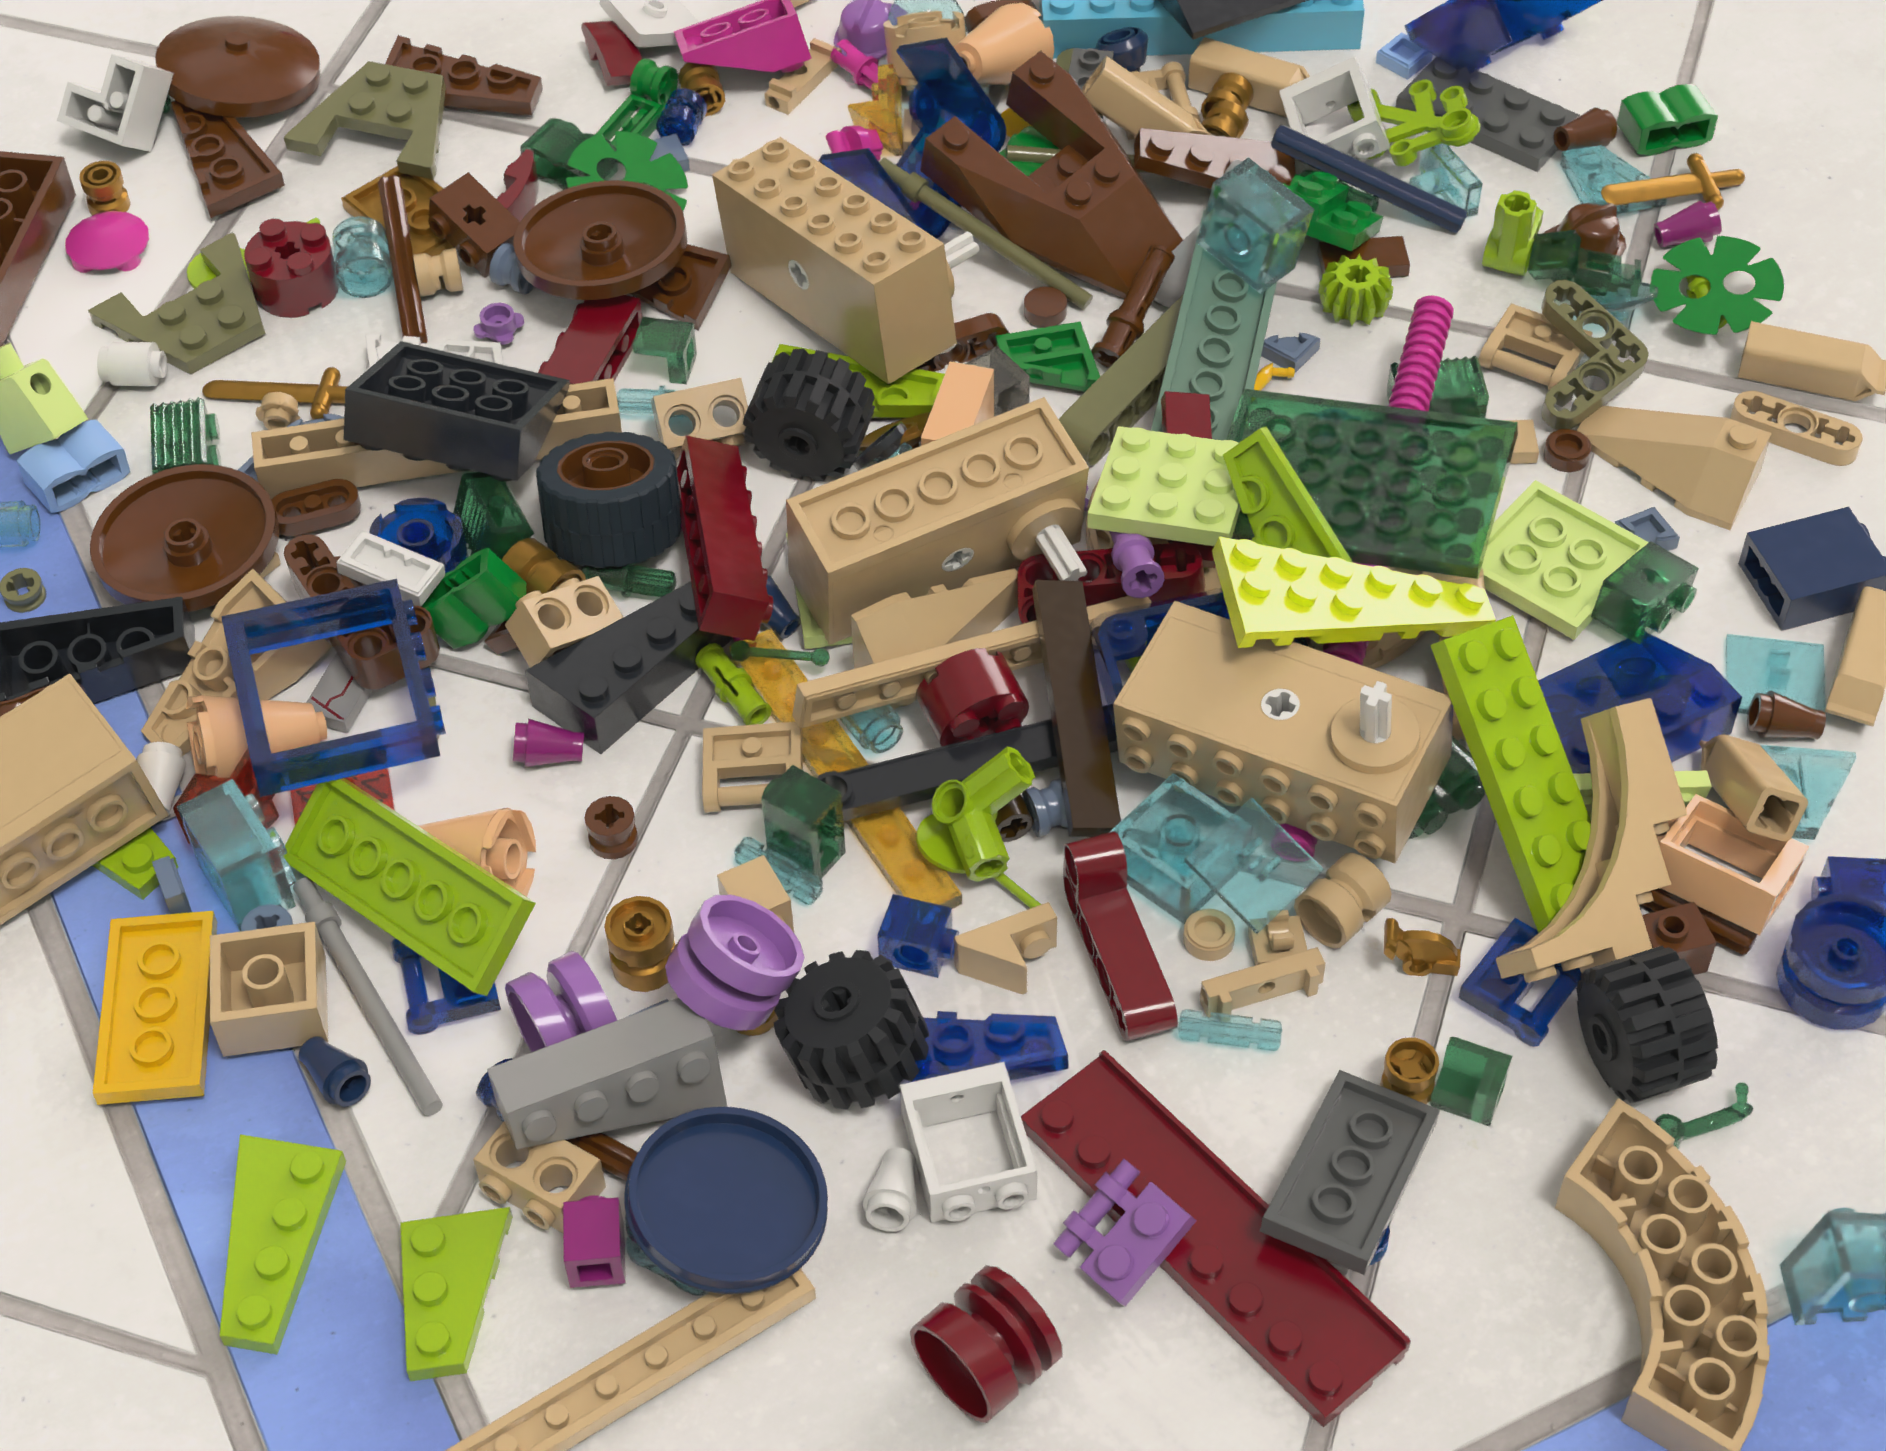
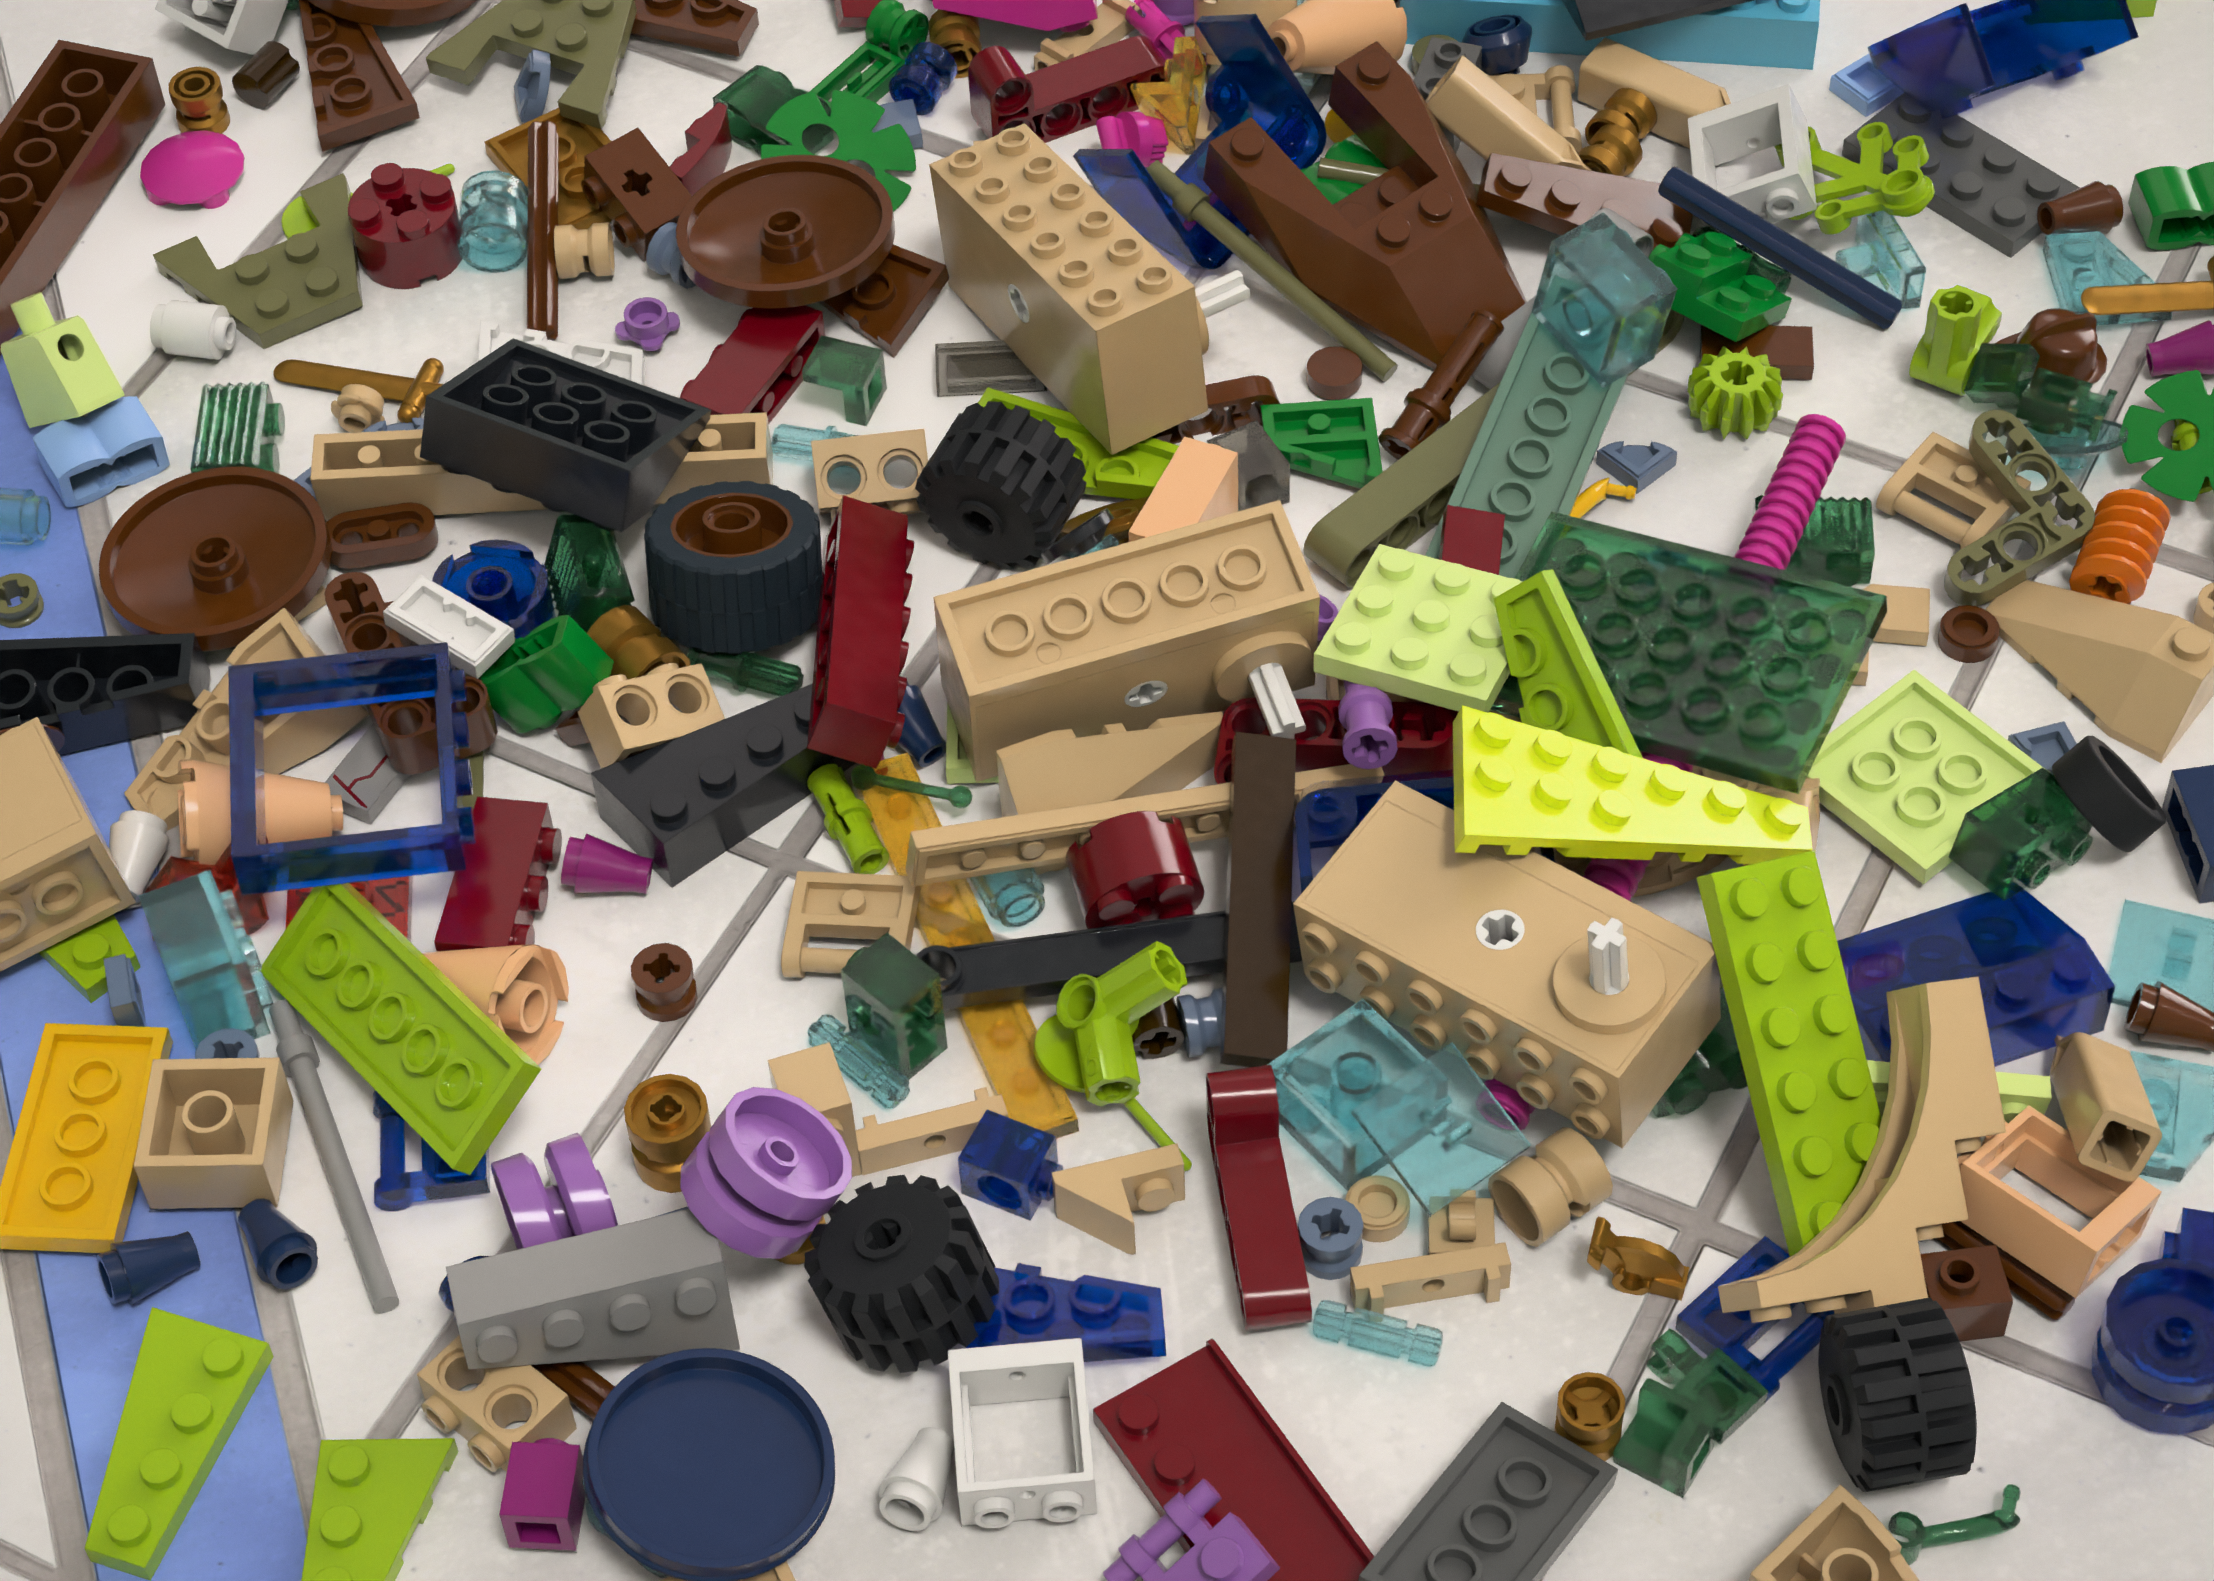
camera: 10 degrees right, 0 degrees up
(154, 163) = (265, 75): none -> dark brown piece
(228, 1102) = (145, 1265): none -> dark blue cone
(372, 151) = (533, 85): none -> sand blue tile
(468, 764) = (503, 877): none -> dark red brick
(767, 329) = (975, 366): none -> clear smoke tile
(797, 117) = (1061, 95): none -> dark red beam
(845, 919) = (924, 1134): none -> tan piece
(1188, 970) = (1335, 1254): none -> sand blue wheel
(1497, 1032) = (1709, 1381): none -> clear green plate
(1670, 372) = (2121, 546): none -> orange piece
(1703, 555) = (2108, 794): none -> black tyre

